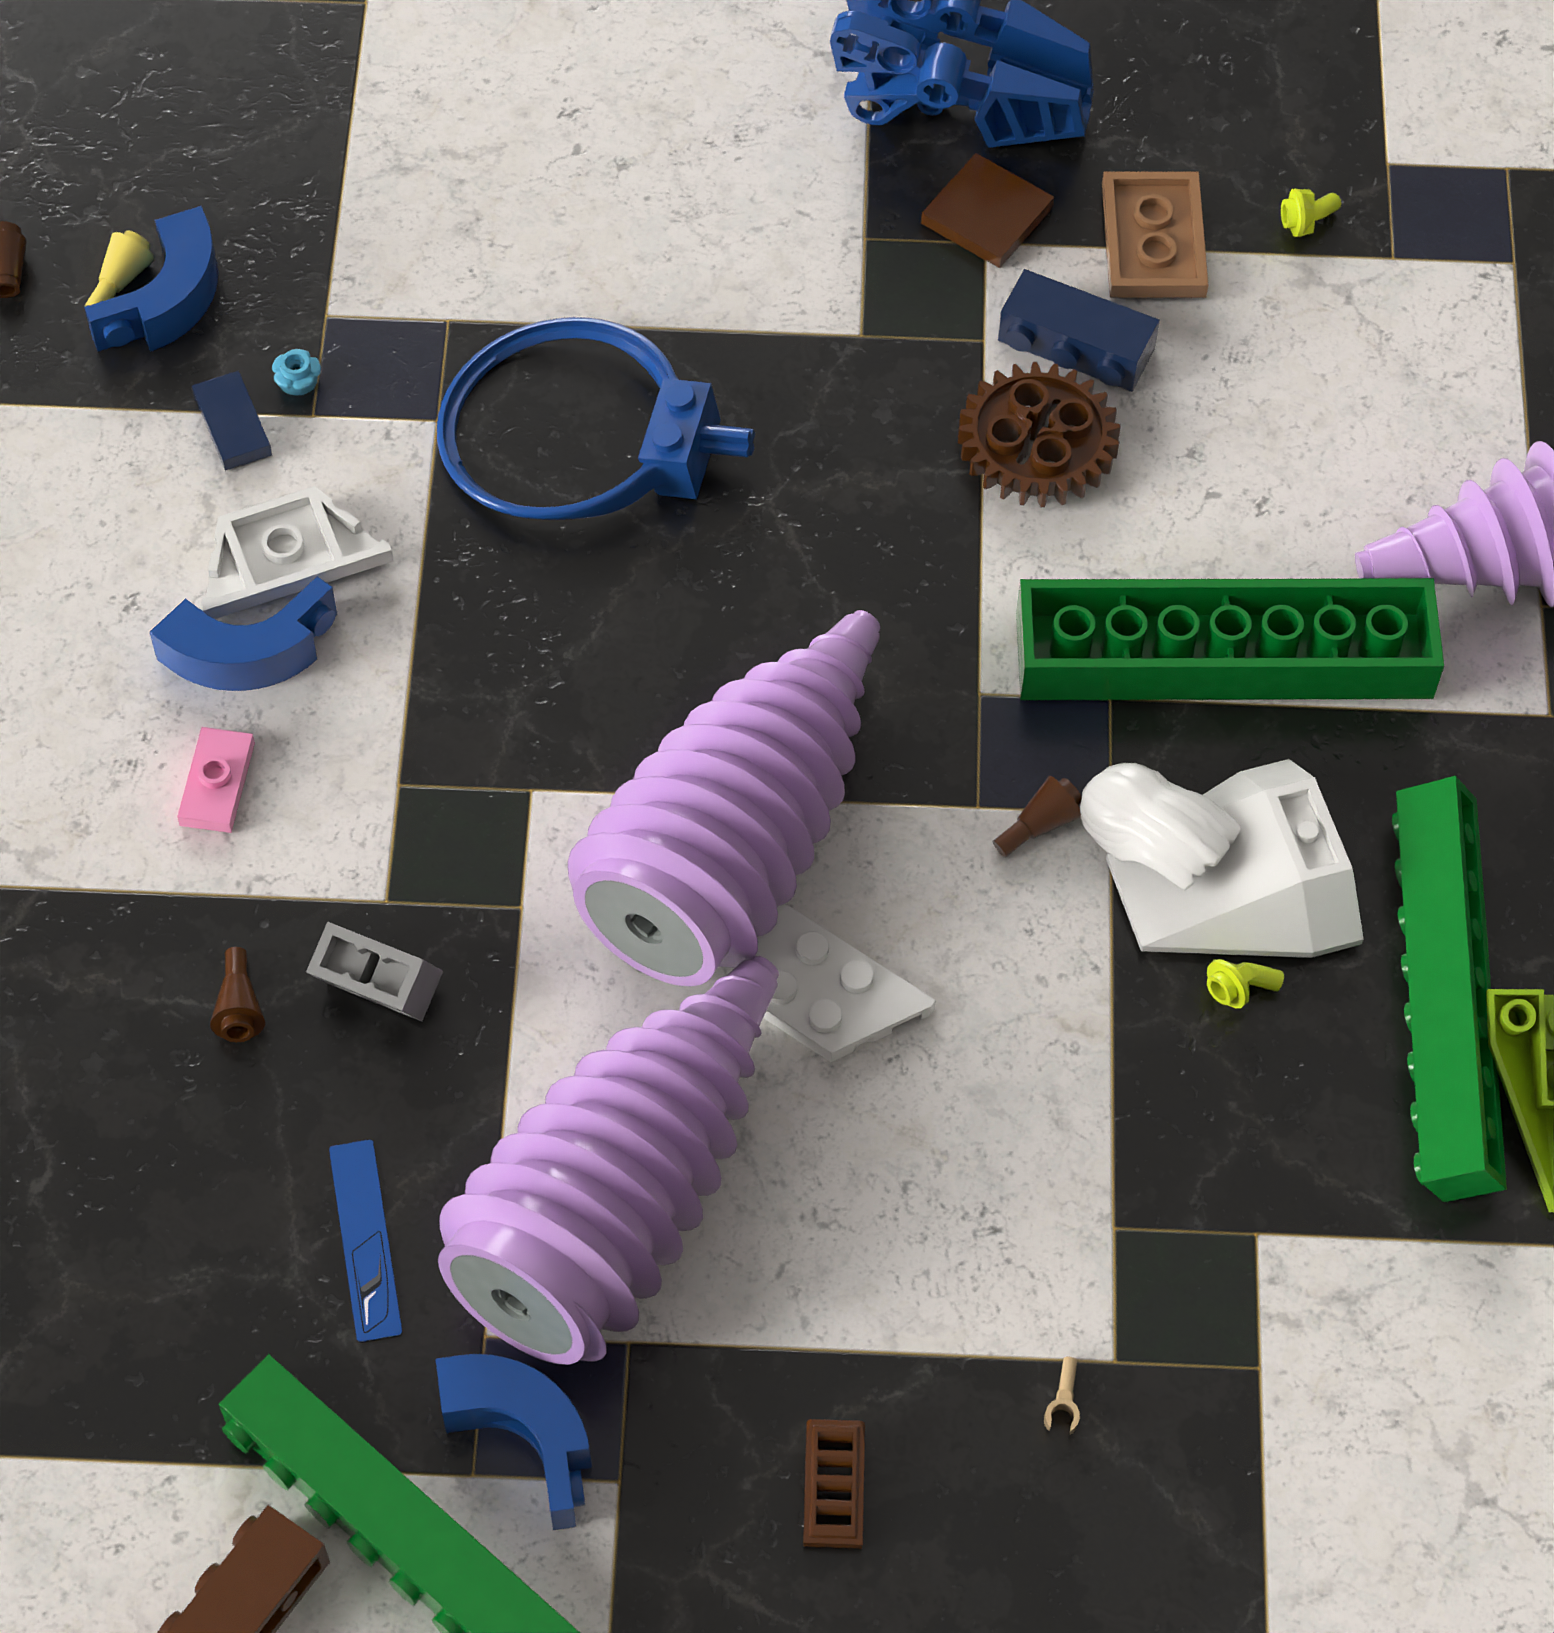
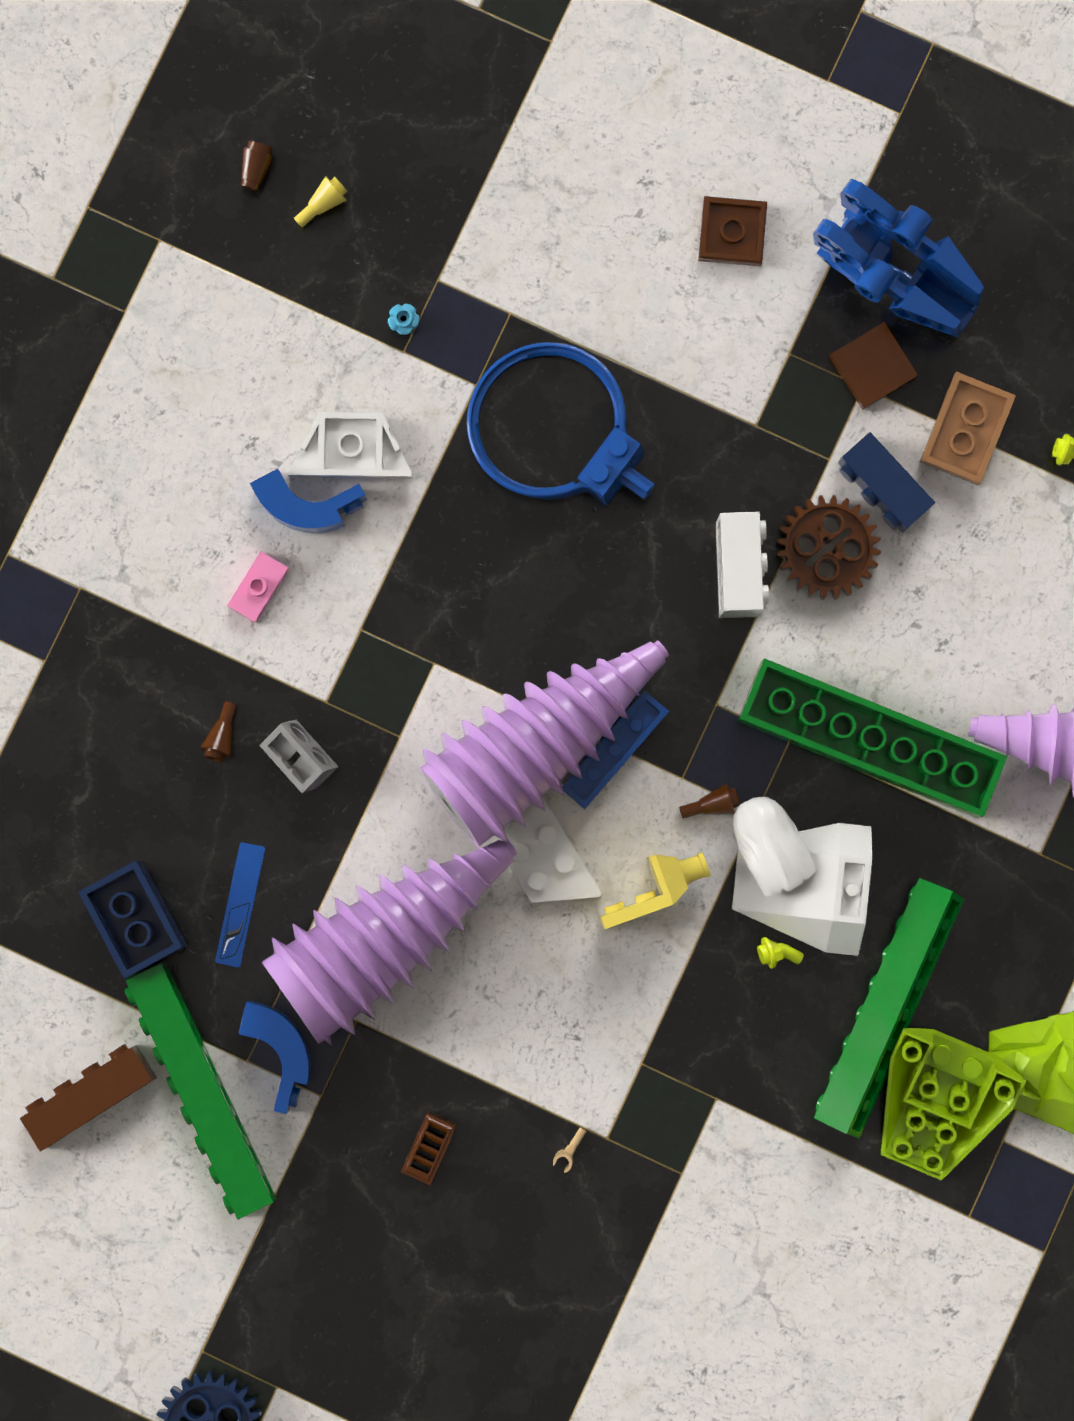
camera: 25 degrees right, 25 degrees up
(173, 298) = (354, 233): blue arch -> none
(194, 1306) = (132, 919): none -> dark blue brick
(231, 420) = (352, 339): dark blue tile -> none
(716, 125) = (732, 231): none -> reddish brown tile
(867, 787) = (628, 736): none -> blue plate
(926, 486) = (741, 564): none -> white brick
(1024, 935) = (672, 881): none -> light yellow plate

